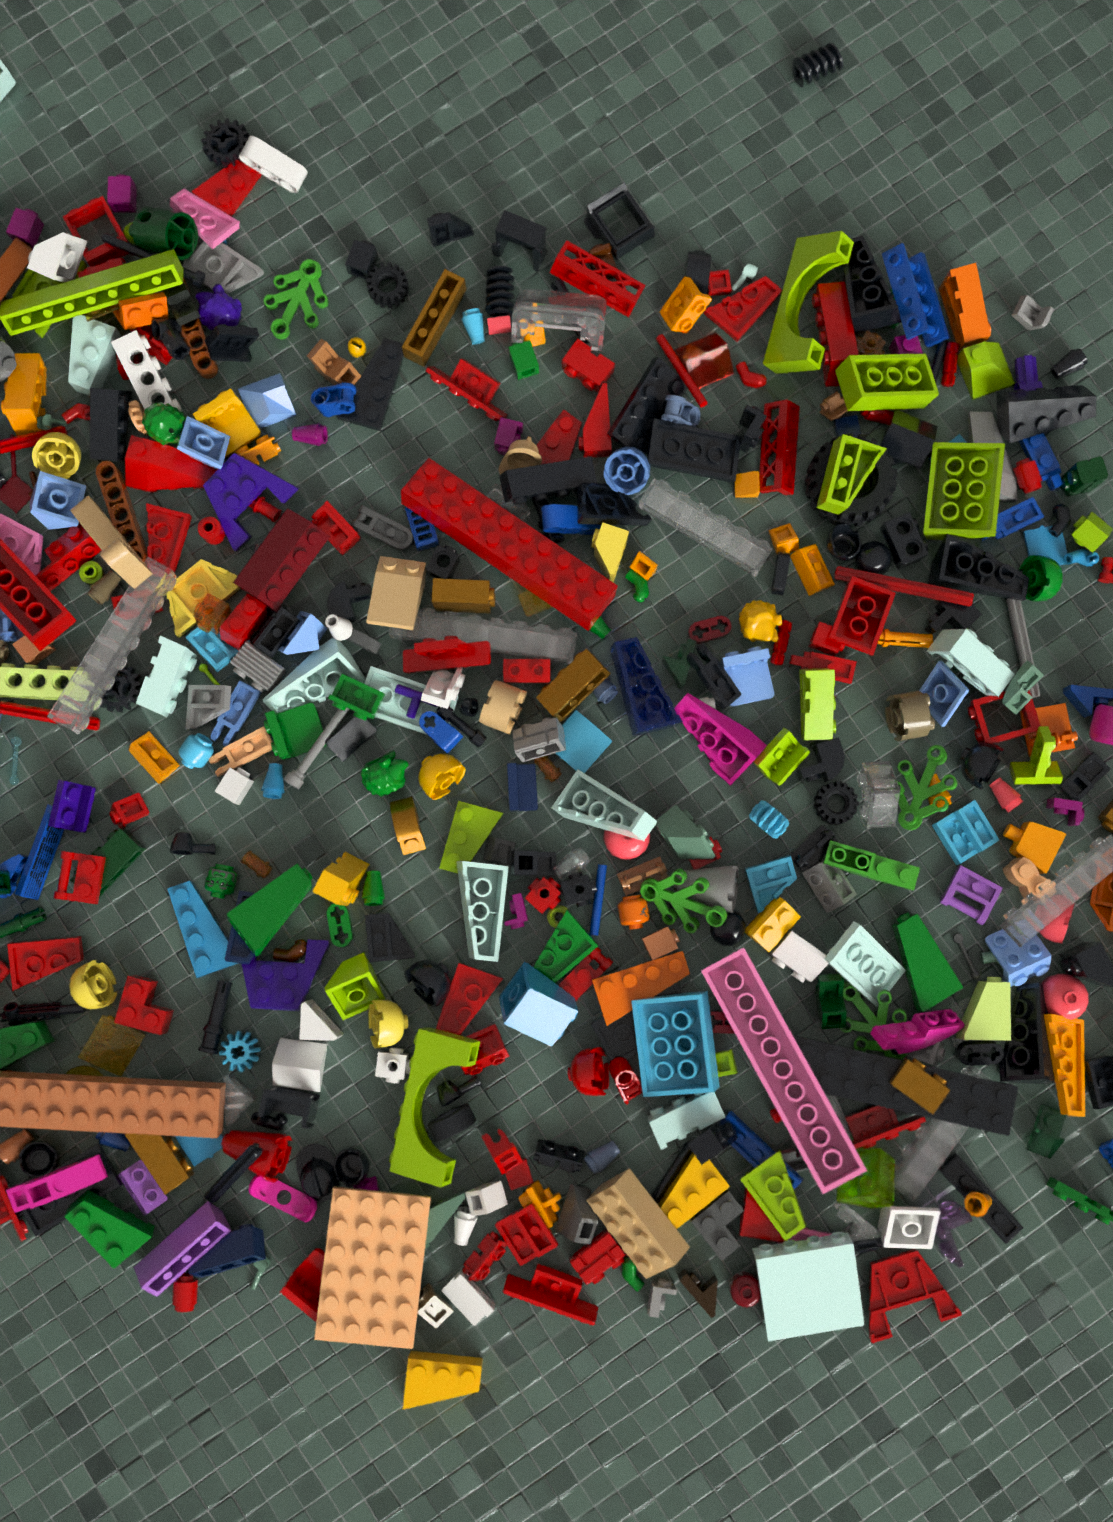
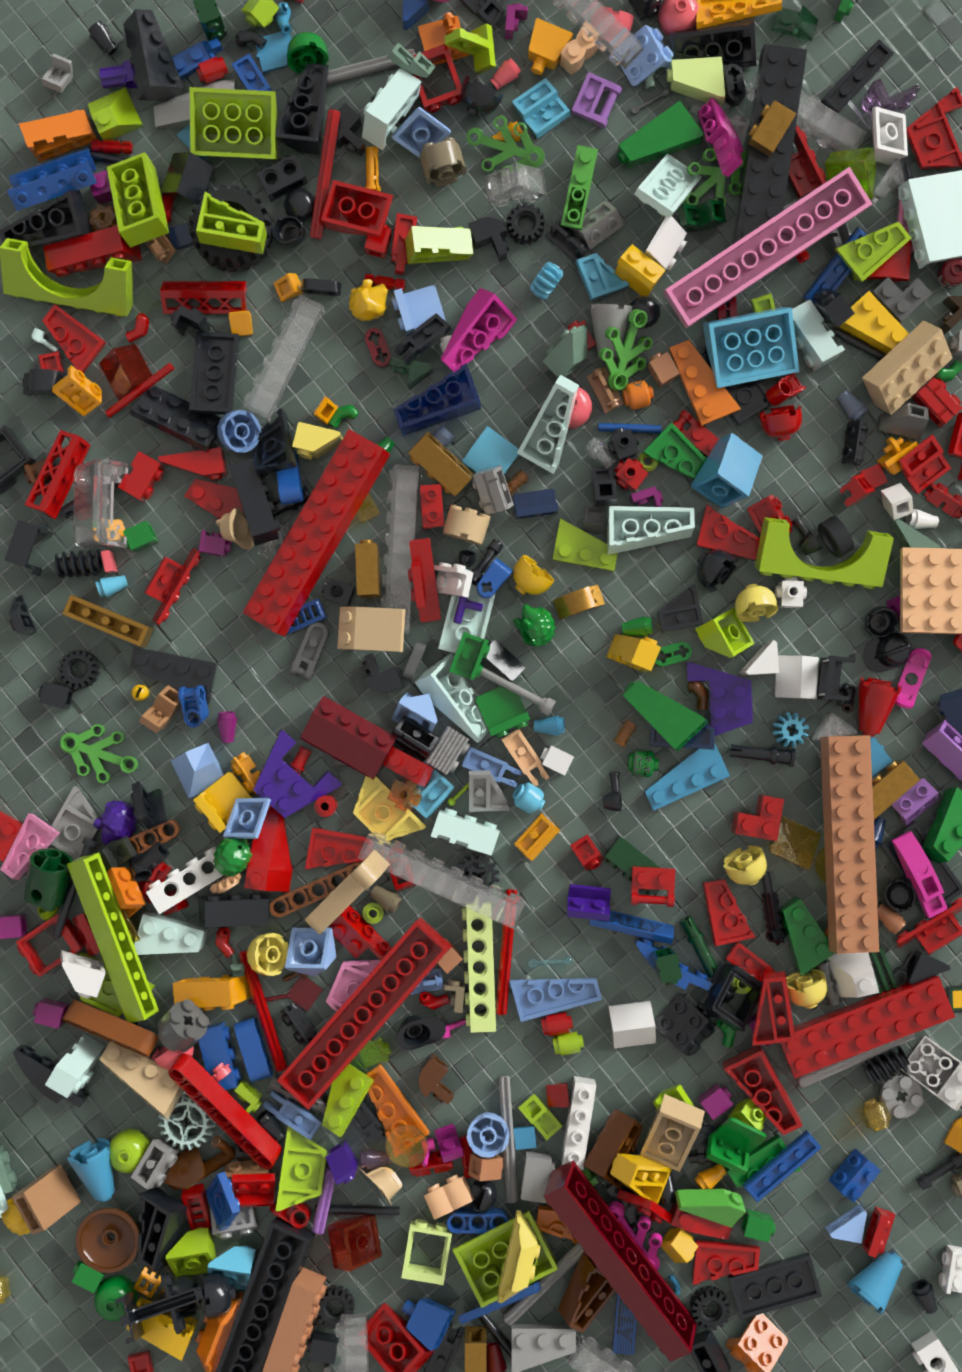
camera: 90 degrees left, 5 degrees up
(233, 1173) = (897, 721): black axle -> none
(339, 627) = (410, 673): white cone -> none
(341, 533) = (312, 693): red hinge -> none
(681, 411) = (180, 386): sand blue piece -> none
(781, 757) = (489, 273): lime bracket -> none
(812, 569) = (314, 259): light orange slope -> none
(977, 1203) = (868, 77): light orange cone -> none

